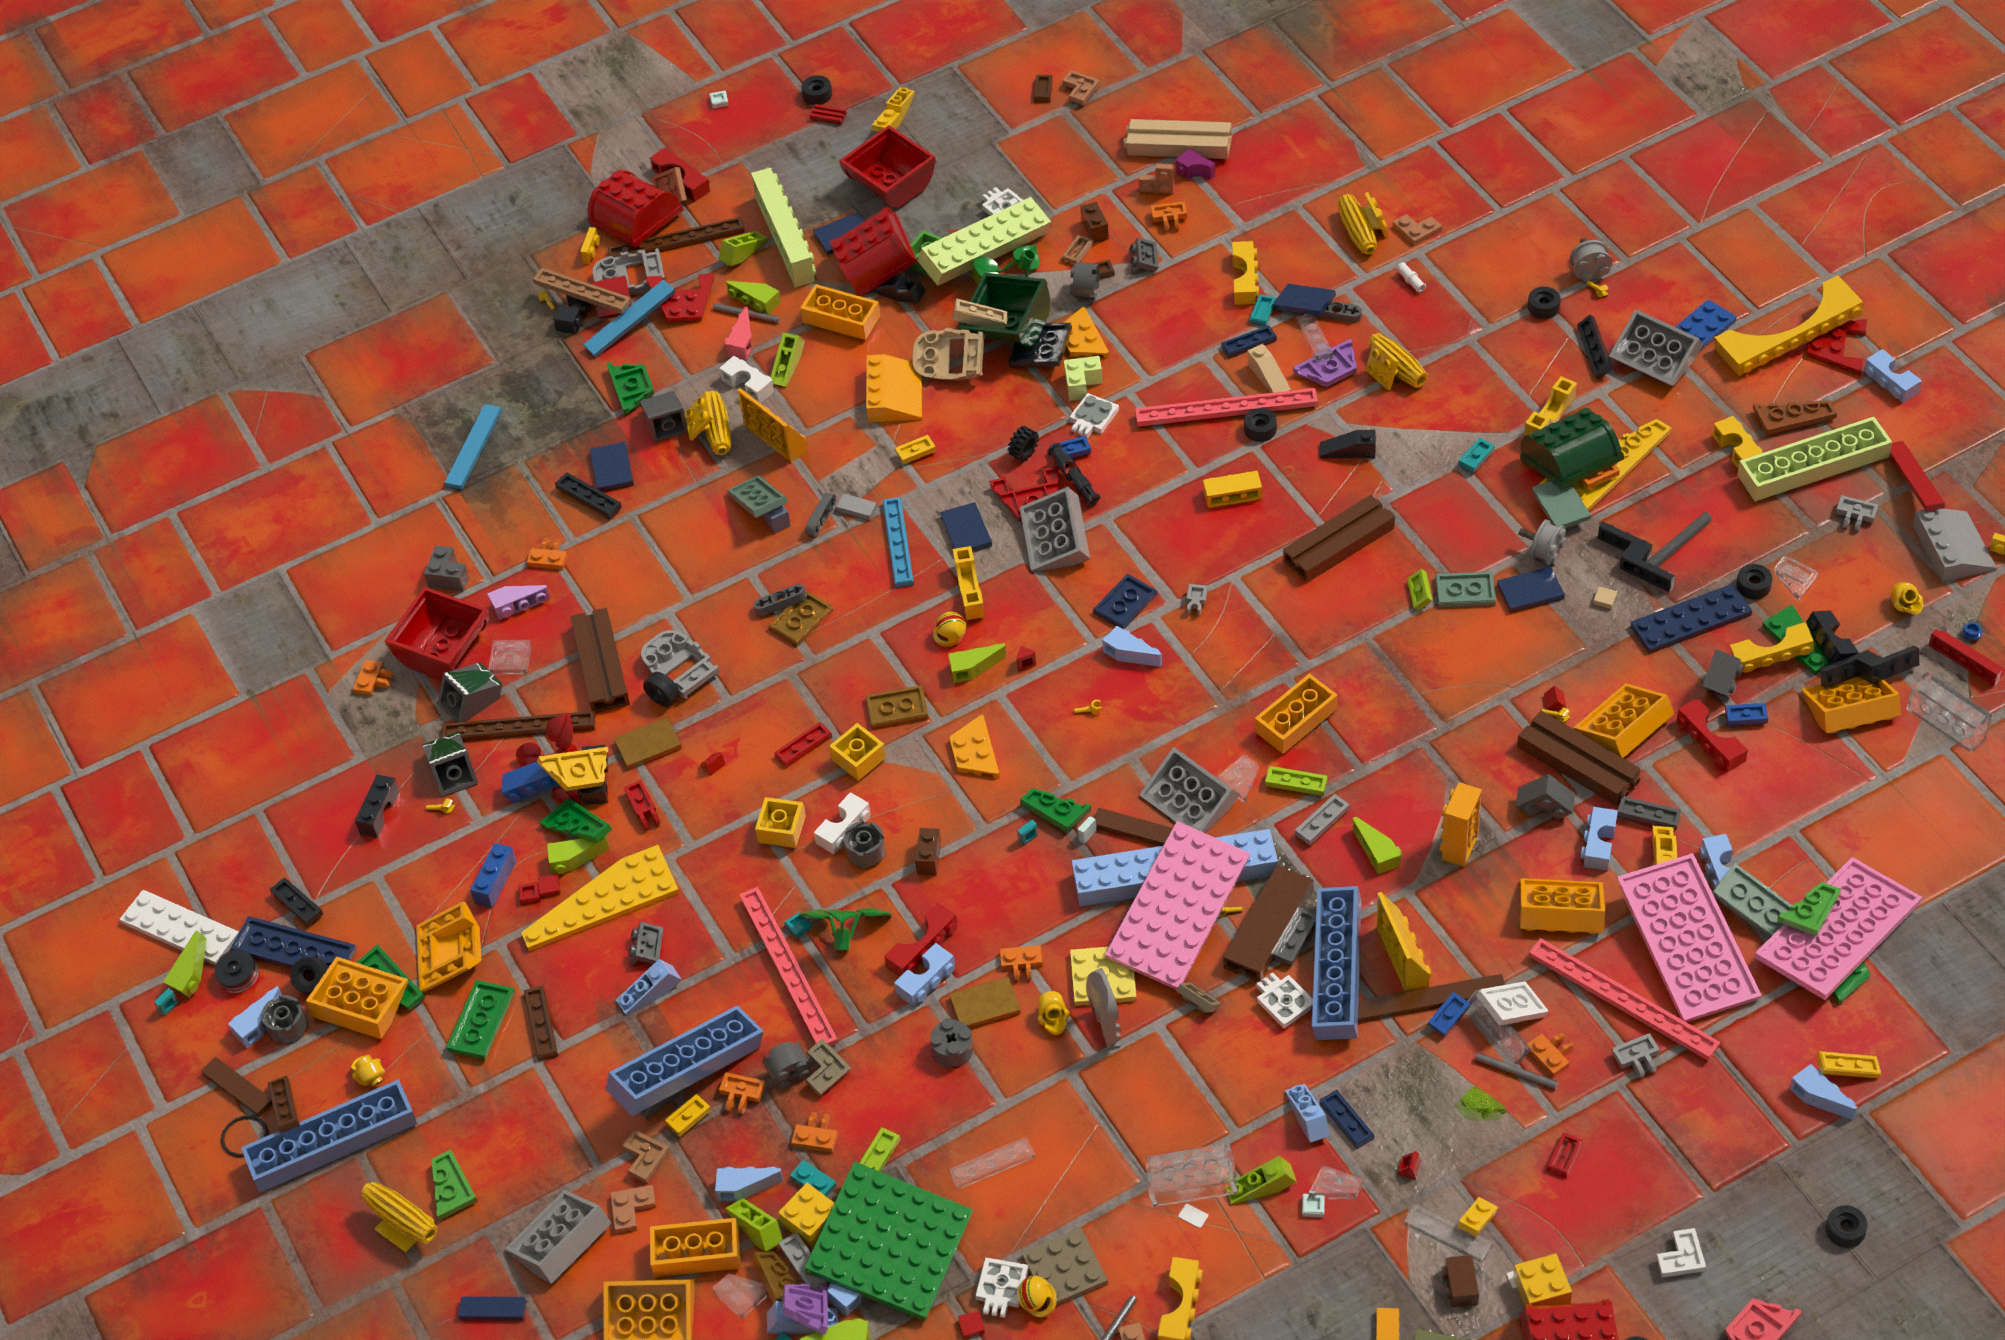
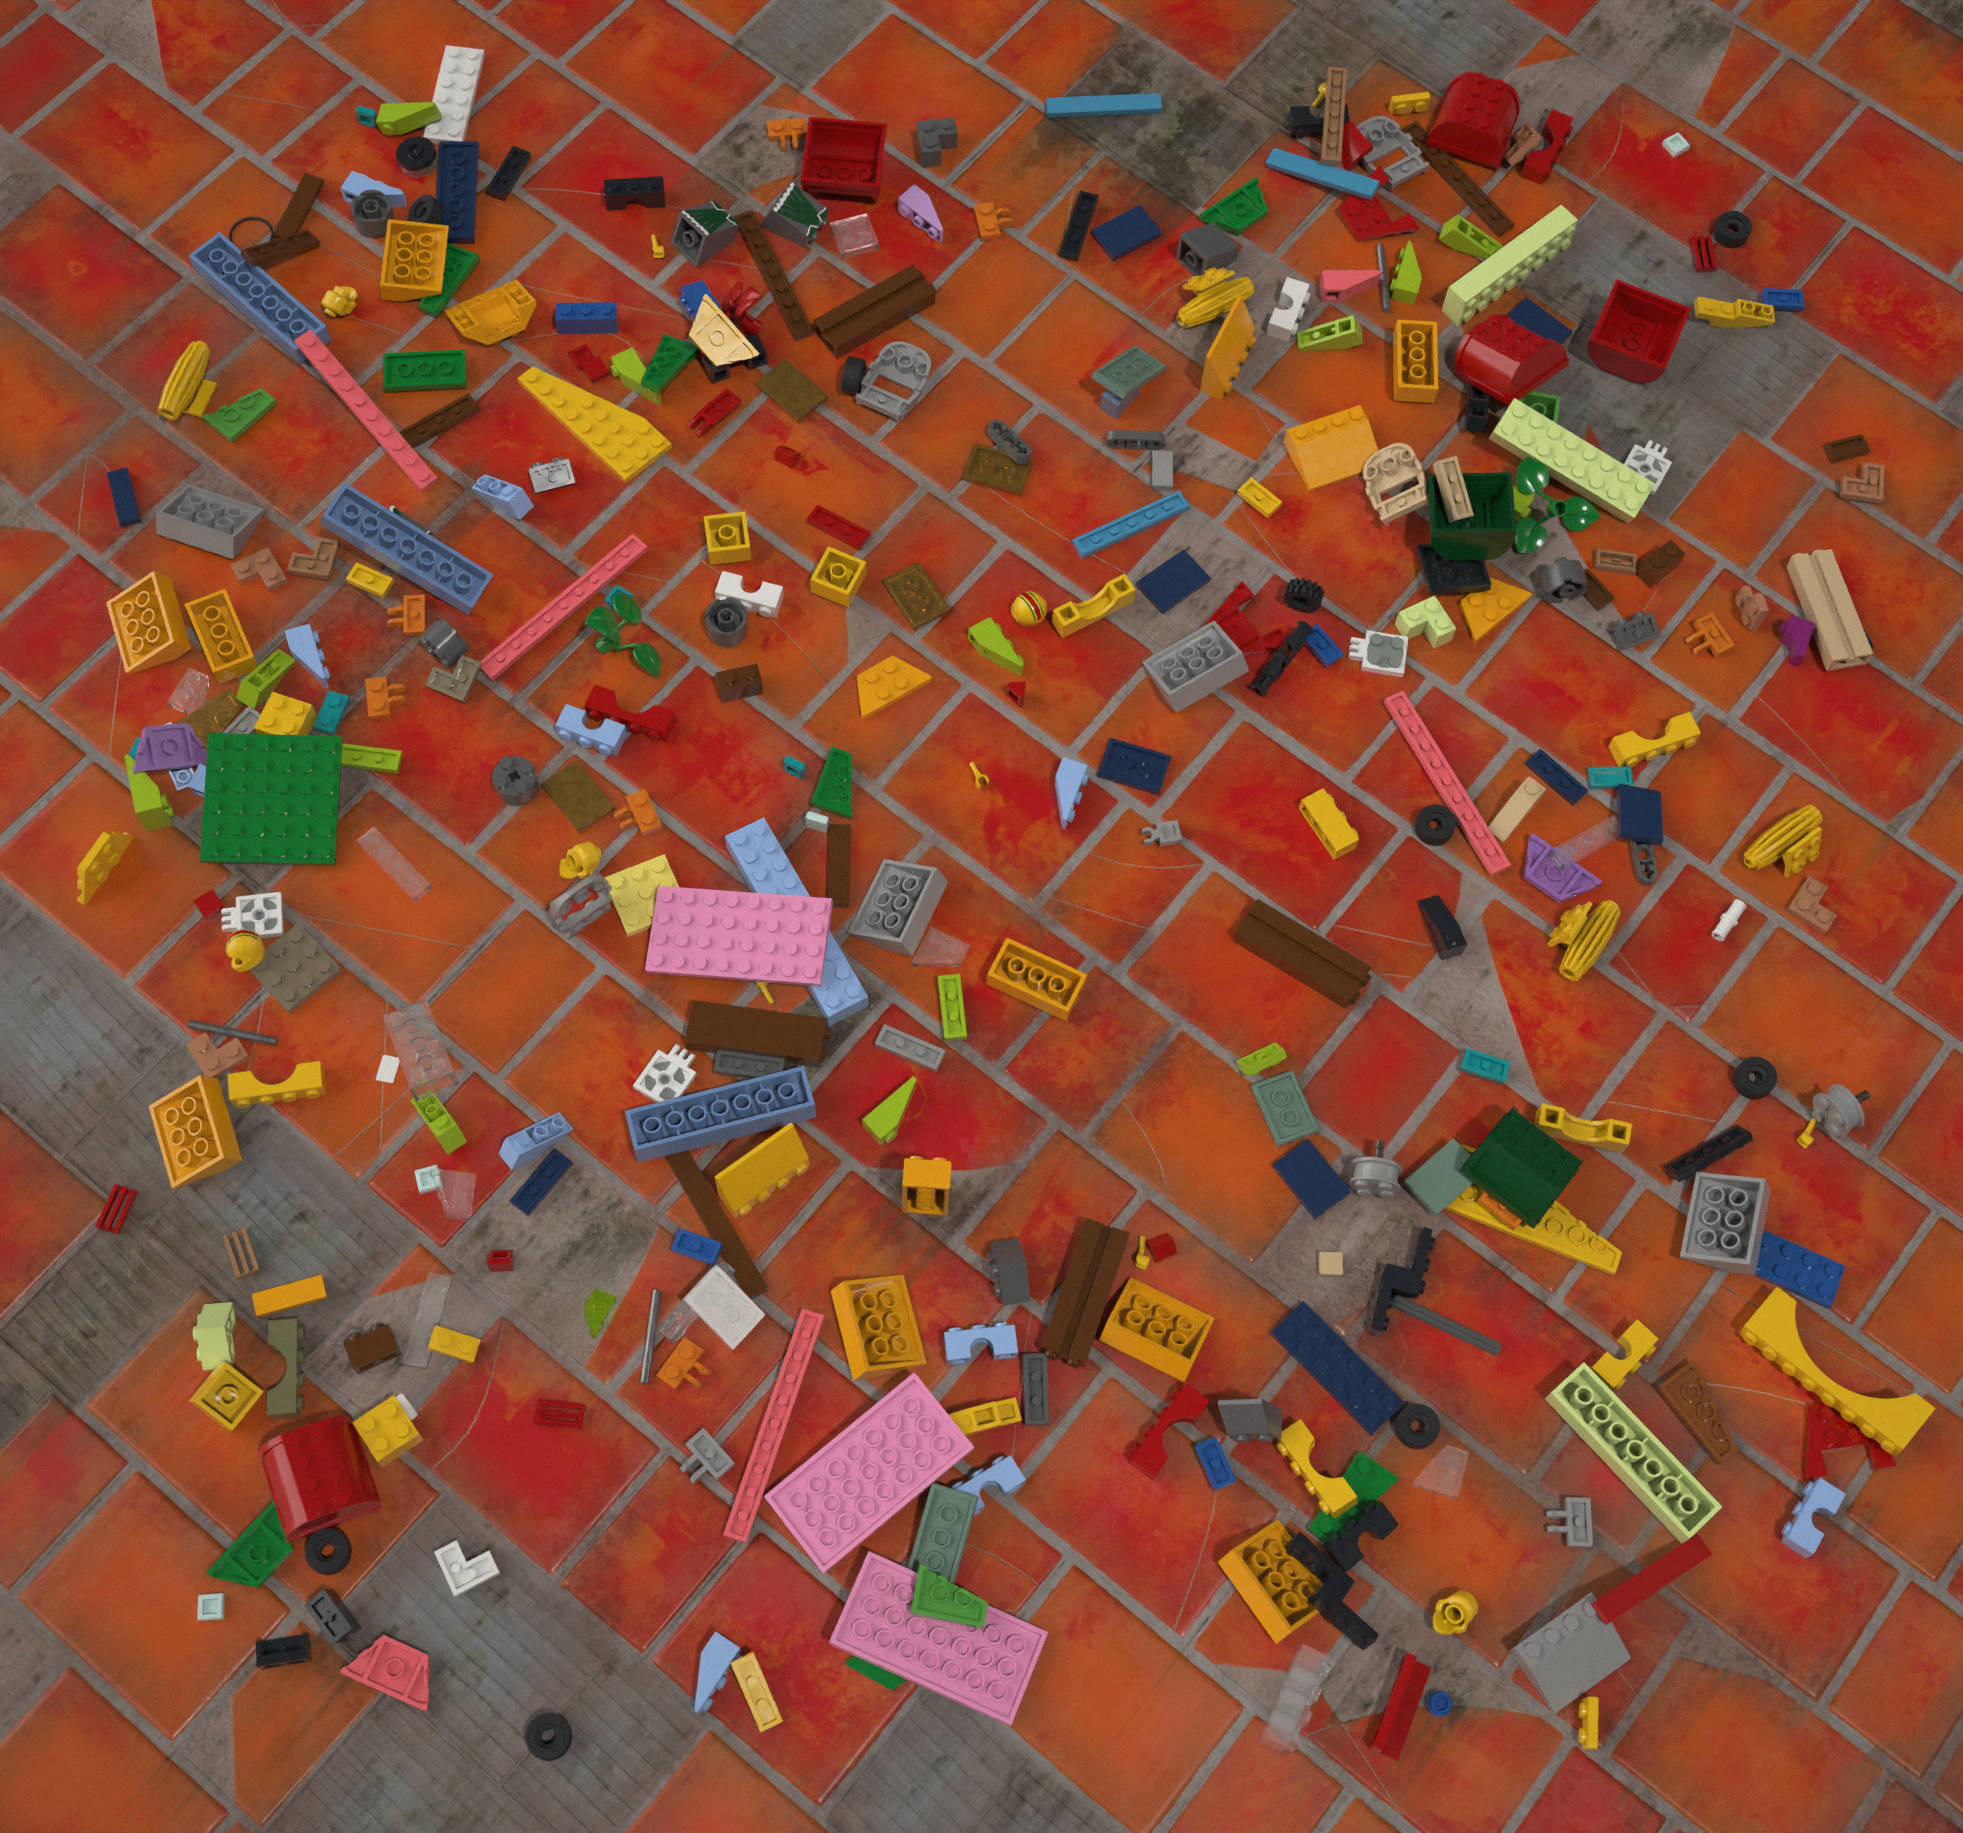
camera: 60 degrees right, 15 degrees up
(504, 1072) = (366, 411): none -> coral plate
(895, 80) = (1783, 299): none -> blue plate
(1194, 994) = (643, 993): dark tan plate -> none

